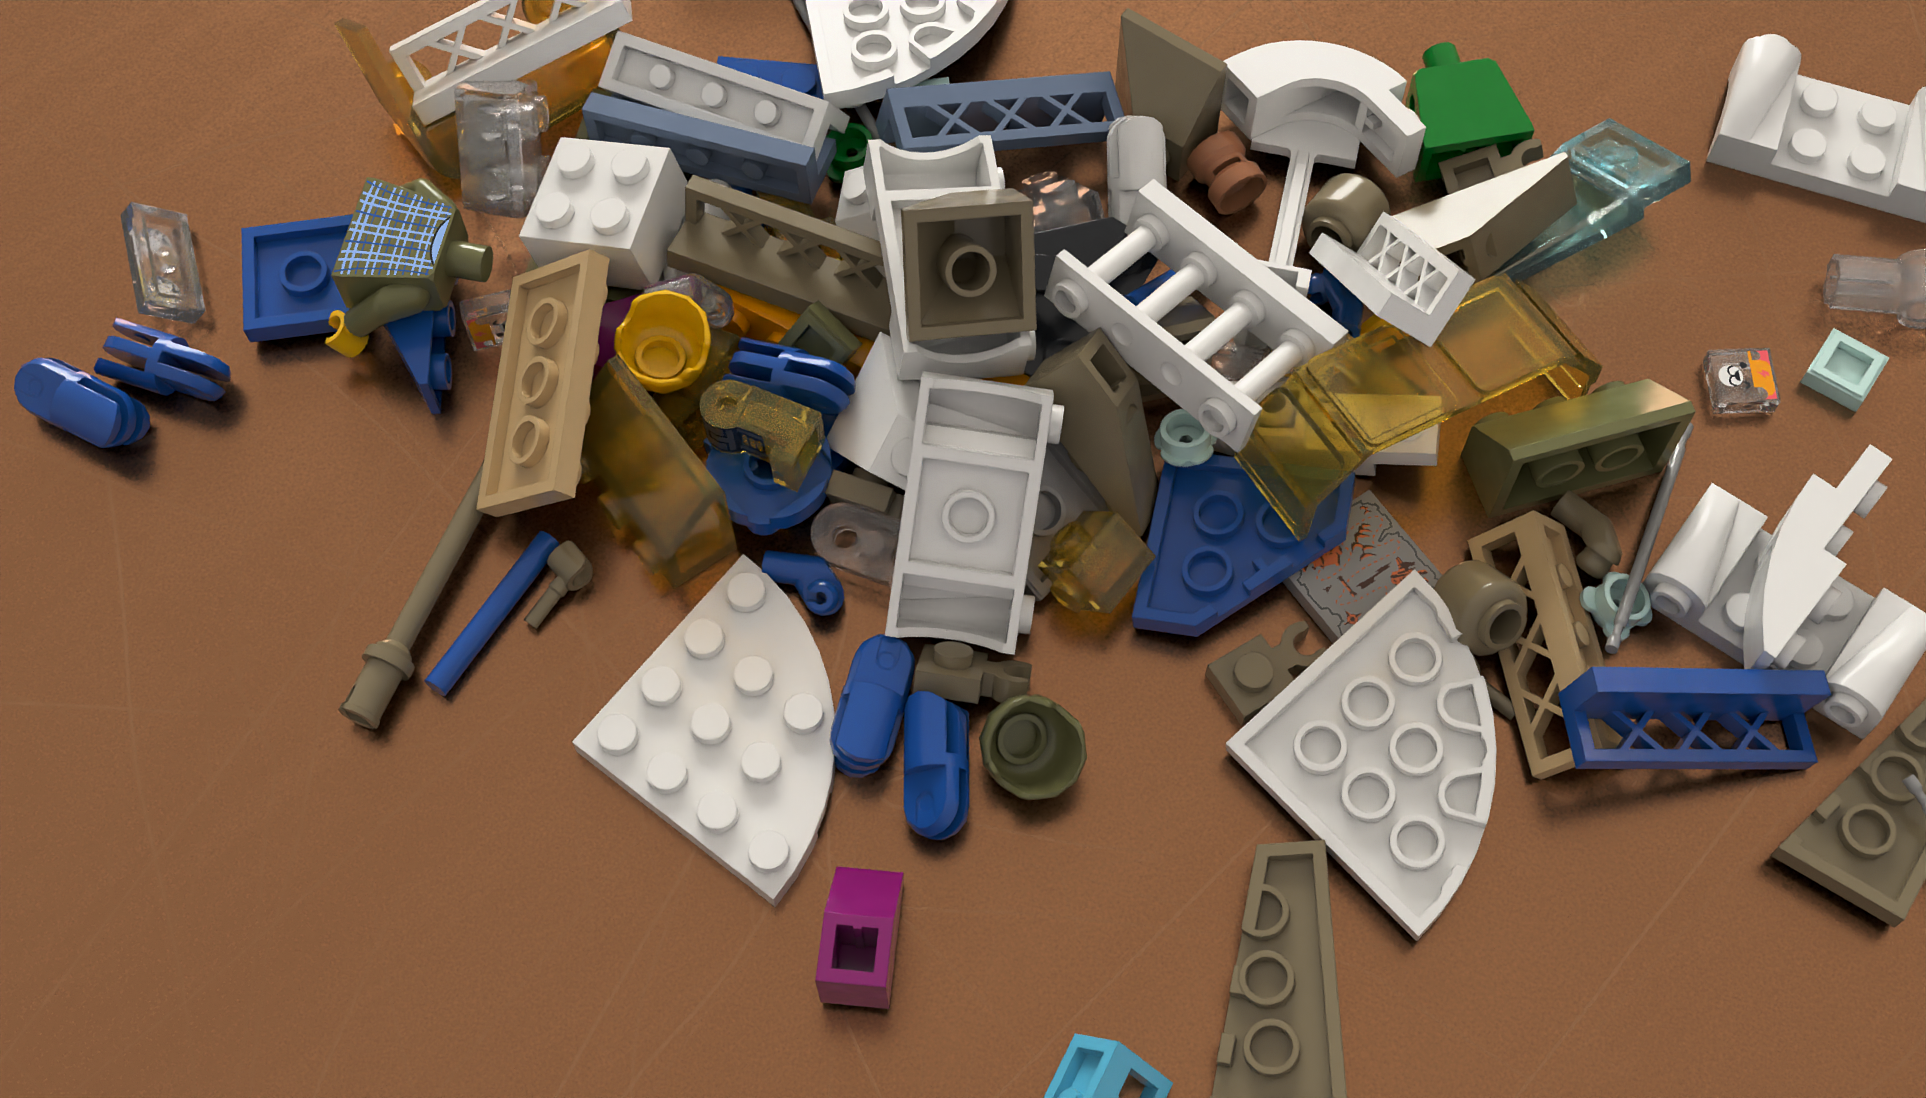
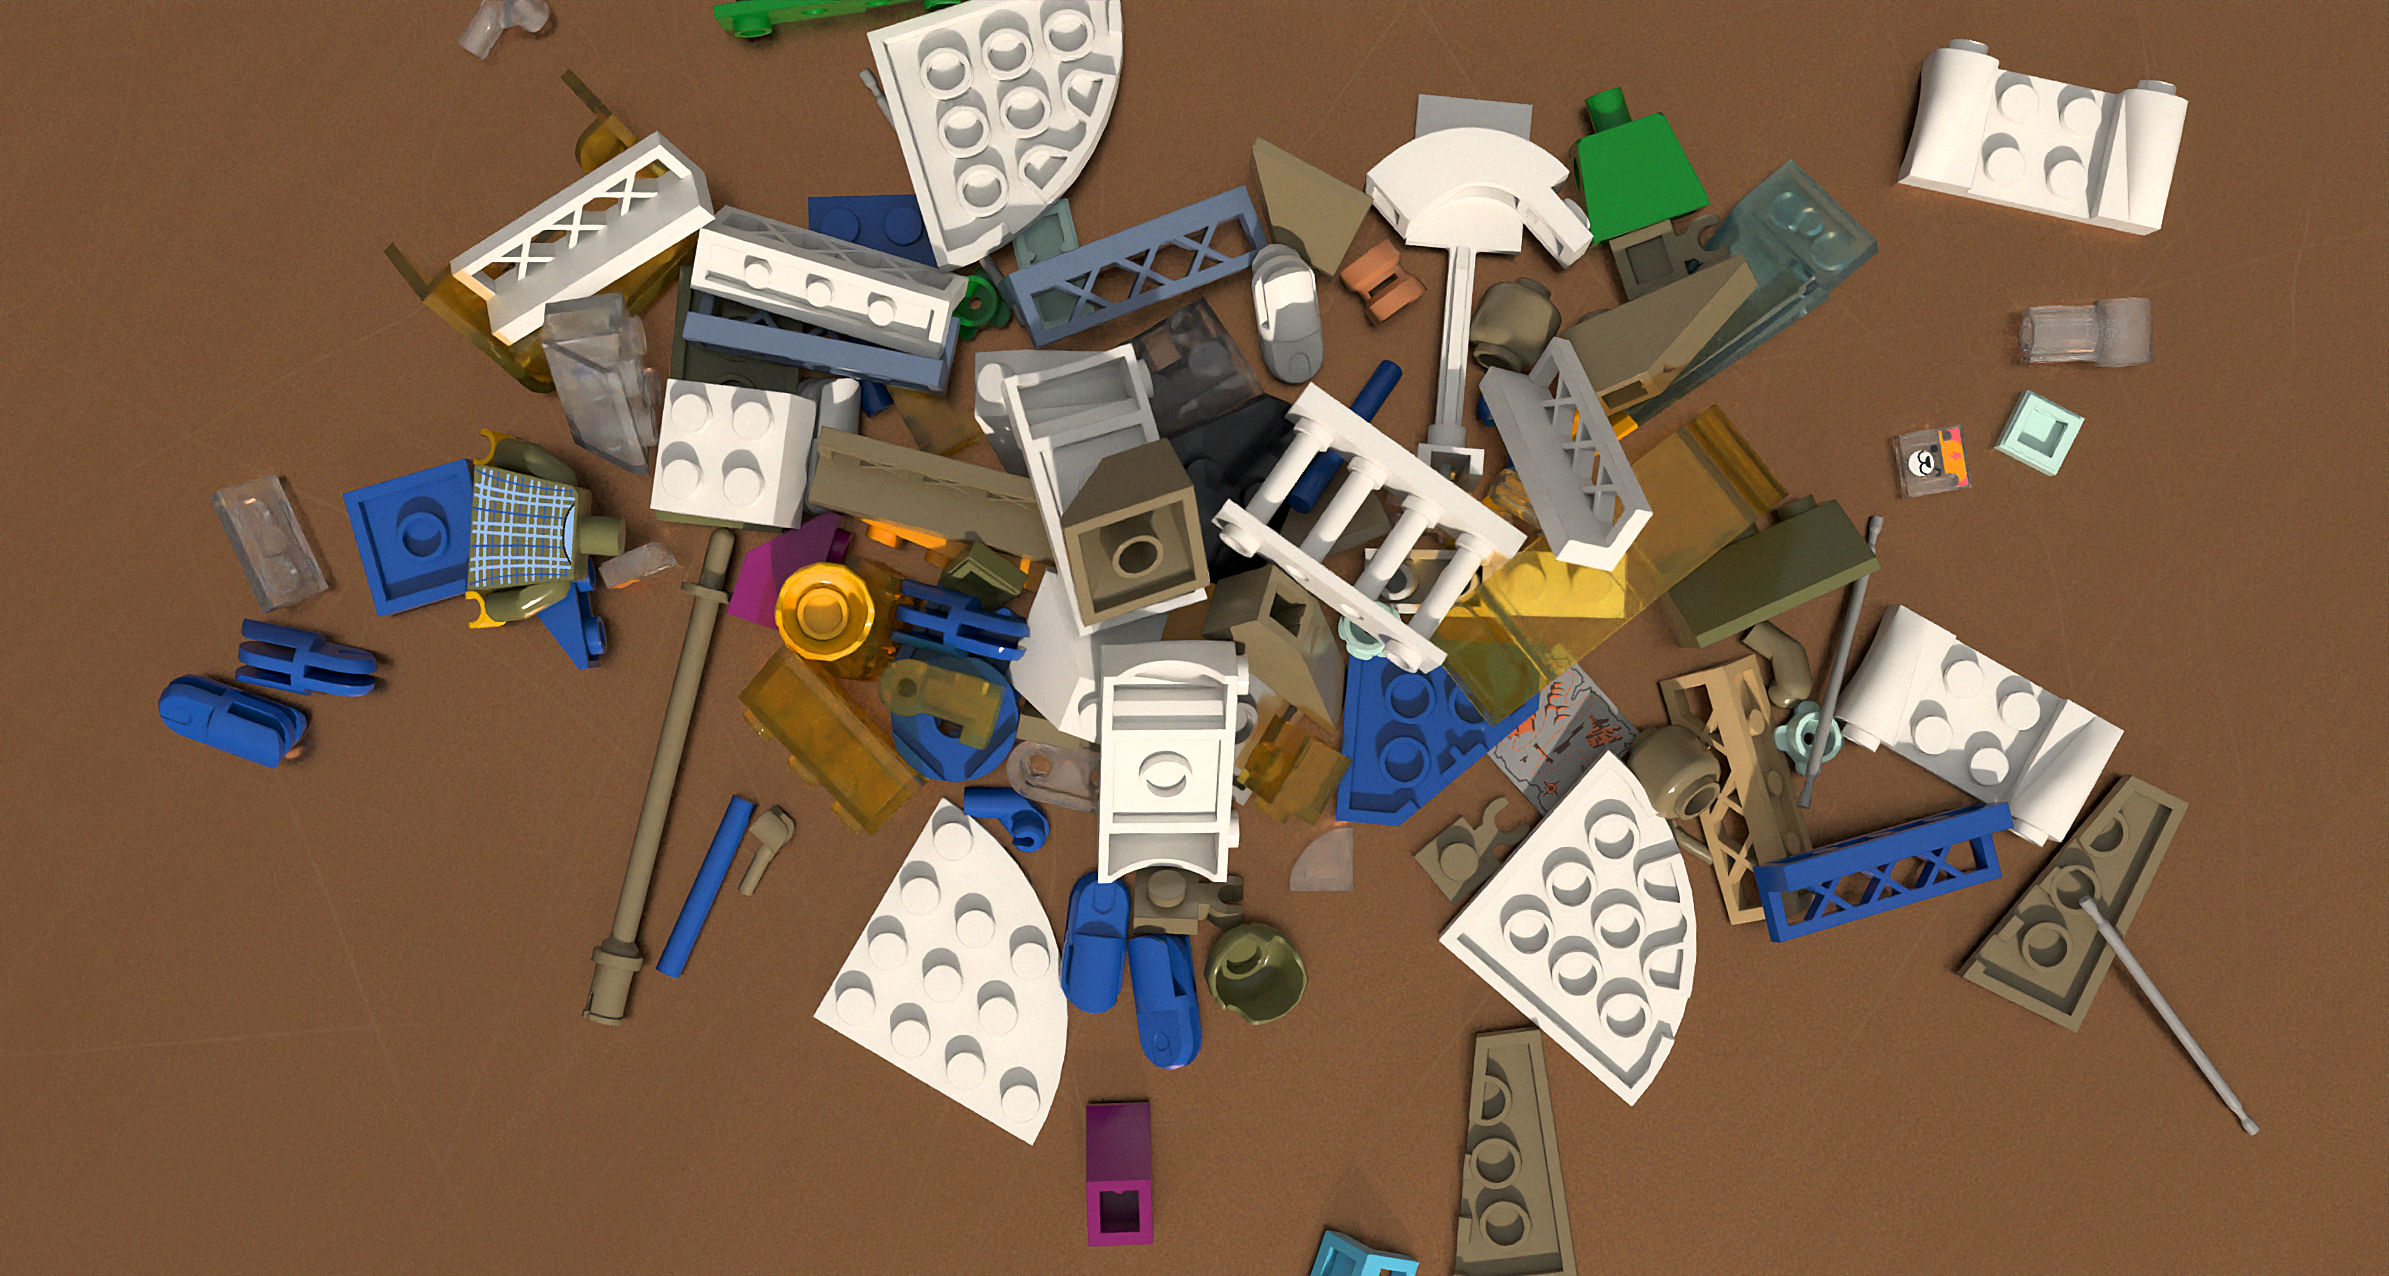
camera: 10 degrees left, 25 degrees up
(544, 385) = (711, 670): tan plate -> none
(705, 293) = (844, 536): clear arm -> none
(1116, 666) = (1325, 863): none -> clear tile
(1801, 562) = (1976, 711): white slope -> none

